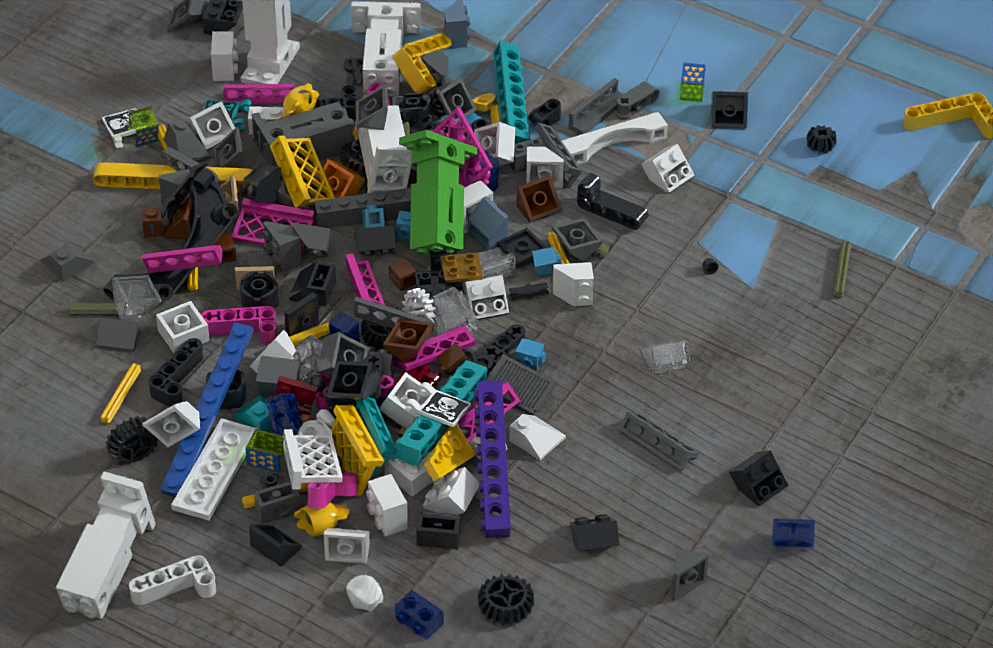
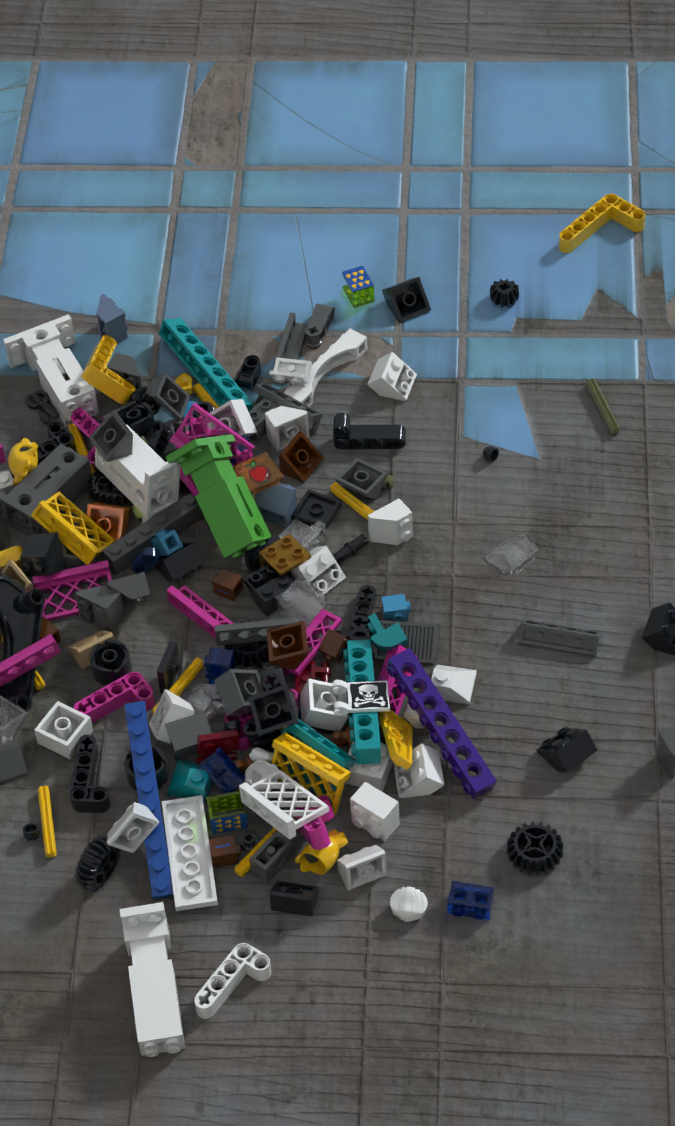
camera: 25 degrees left, 5 degrees up
(101, 395) = (31, 831): none -> black hinge
(243, 480) = (224, 851): none -> reddish brown brick
(316, 279) = (153, 630): black slope -> none
(343, 228) = (145, 560): none -> dark blue beam
(403, 226) = (200, 534): dark azure brick -> none
(416, 299) = (266, 604): white gear -> none
(438, 530) = (432, 811): black slope -> none
(483, 191) = (259, 473): none -> clear orange tile
(503, 371) = (386, 638): none -> teal brick
(545, 259) = (349, 513): dark azure brick -> none
(578, 124) = (291, 371): none -> white bracket

